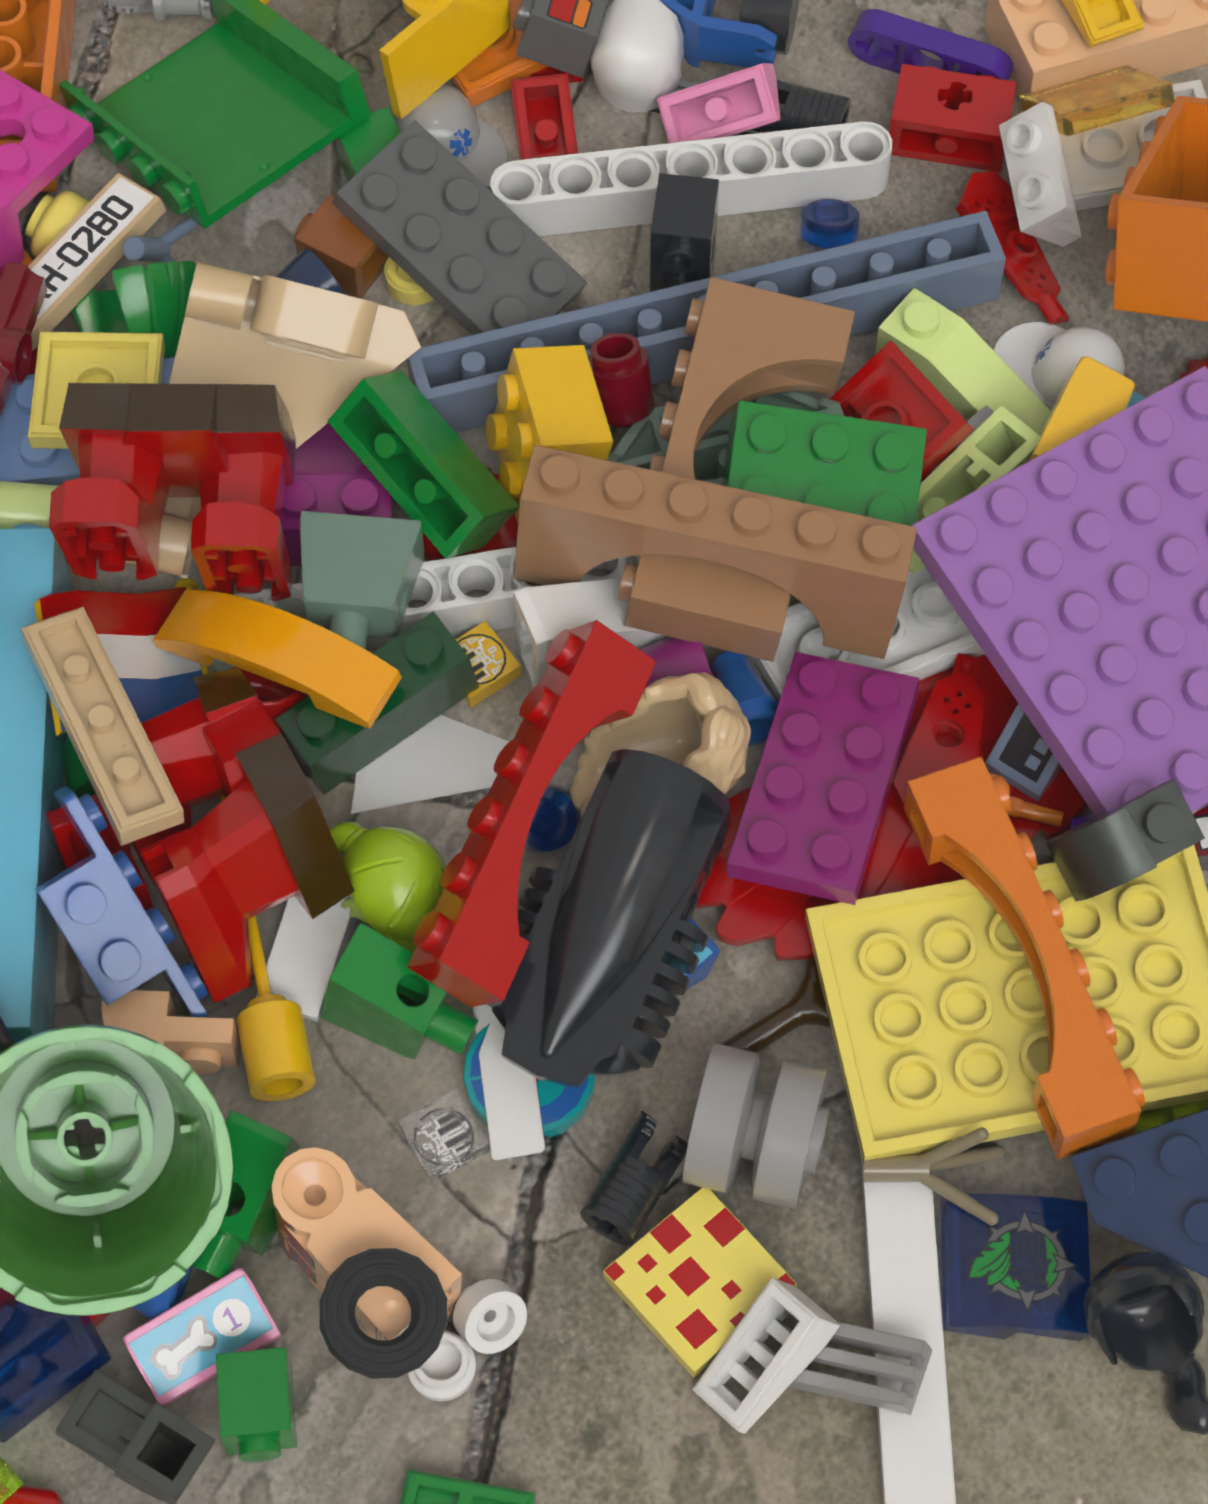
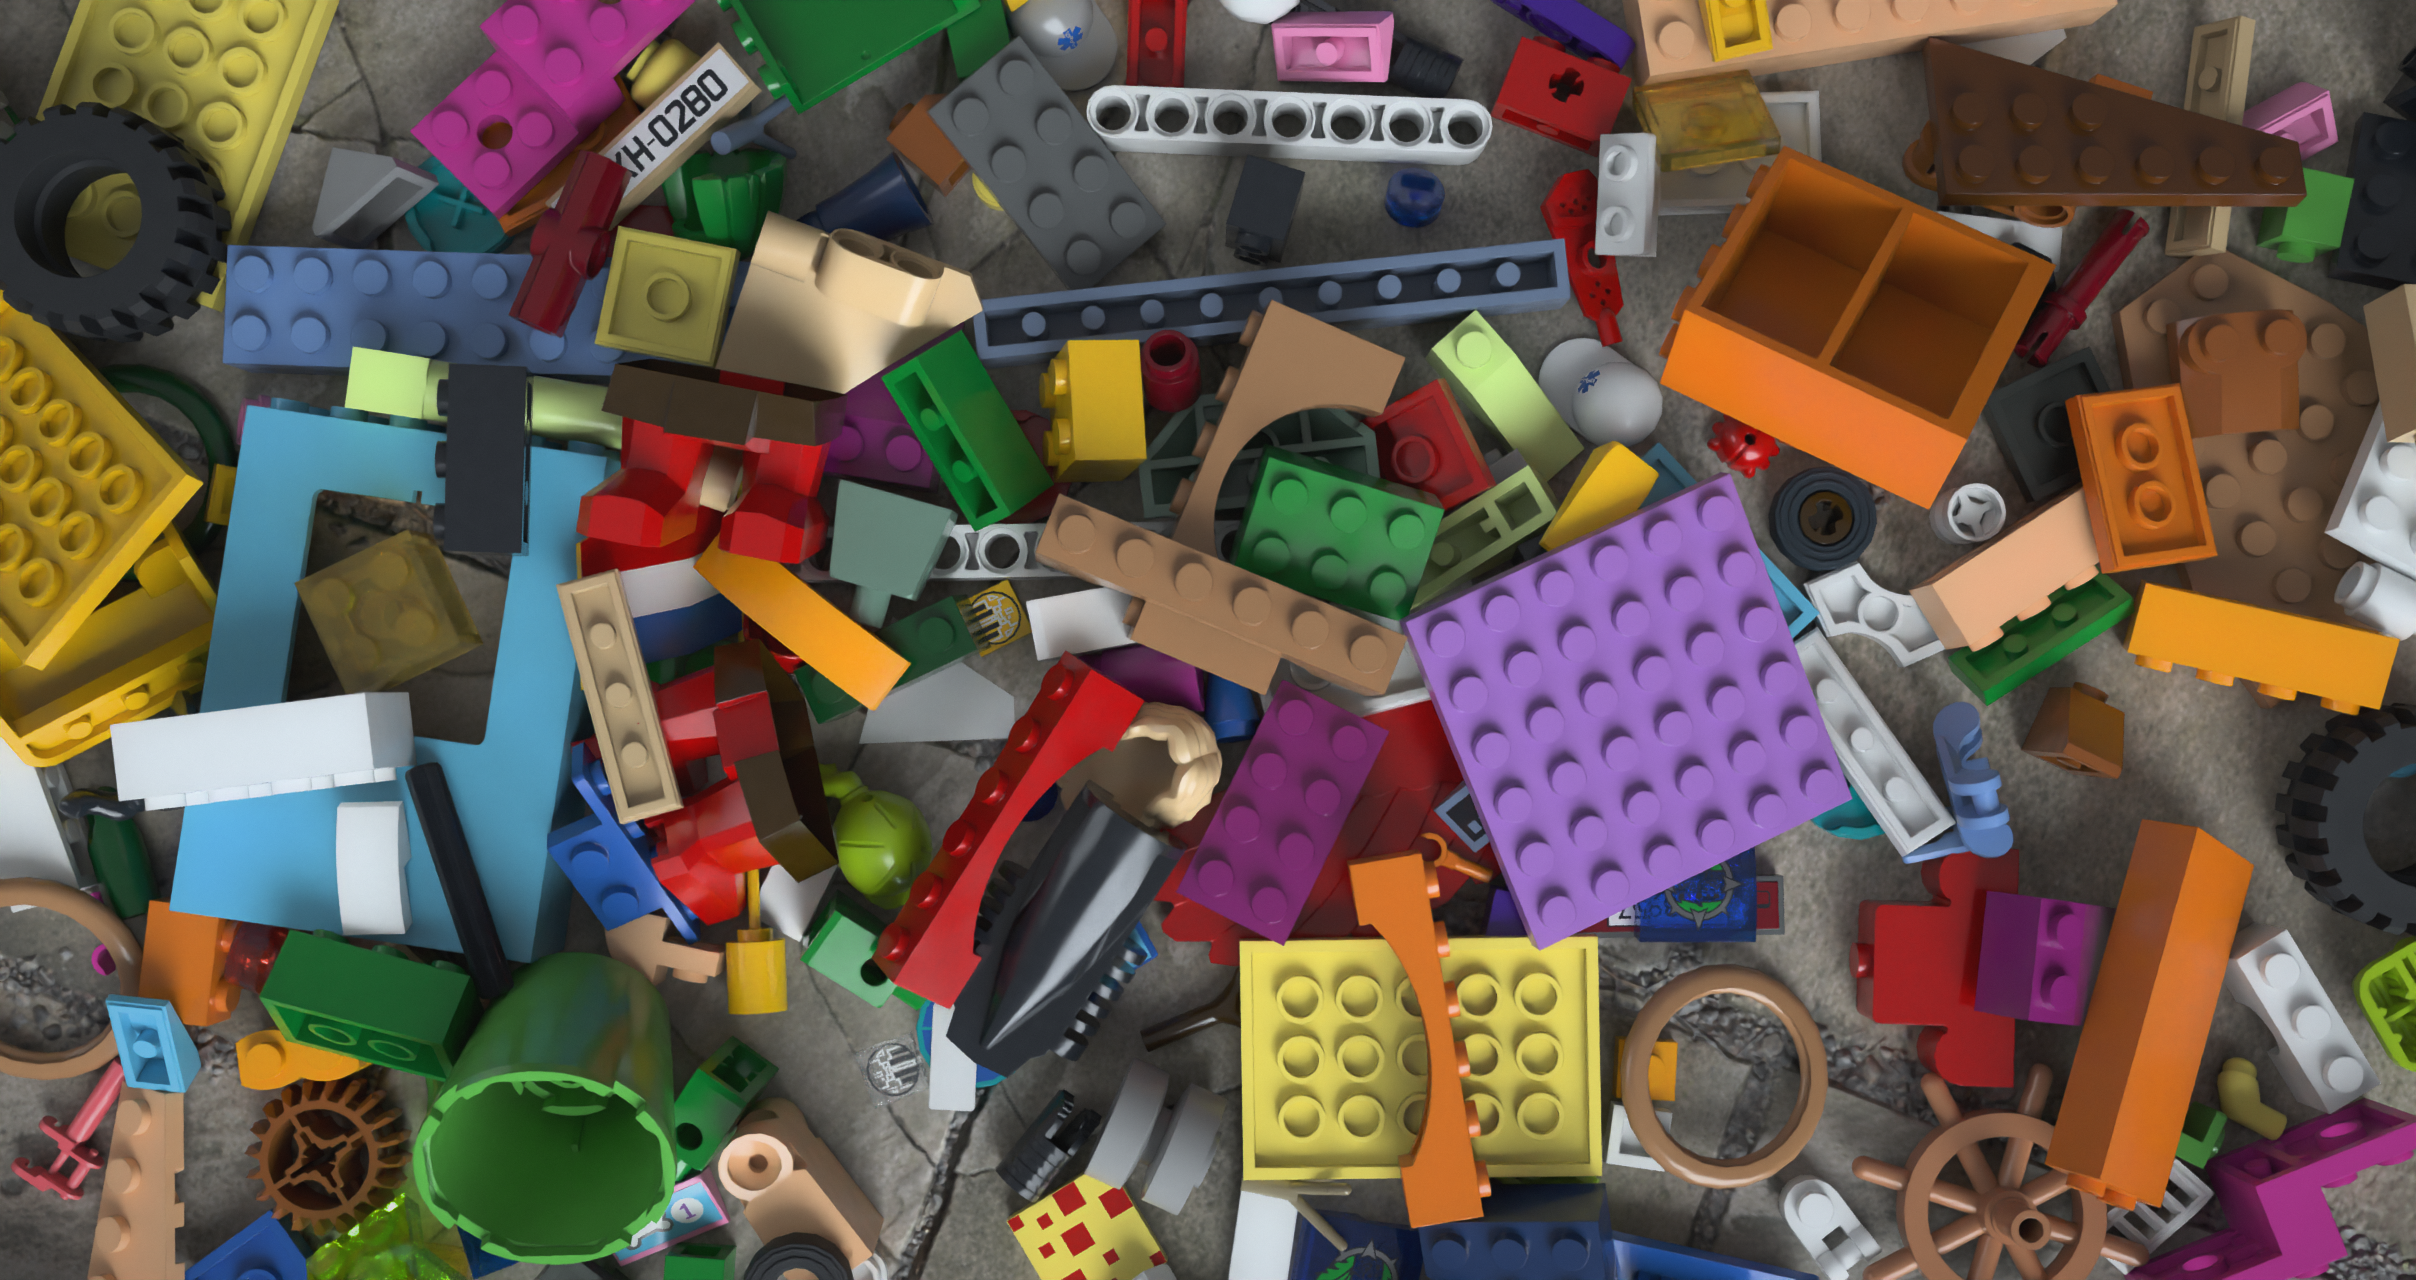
camera: 10 degrees right, 25 degrees up
(490, 1316) = (903, 1244): white tile -> none
(923, 752) = (1389, 805): red piece -> none
(1125, 841) = (1522, 958): pearl dark grey brick -> none

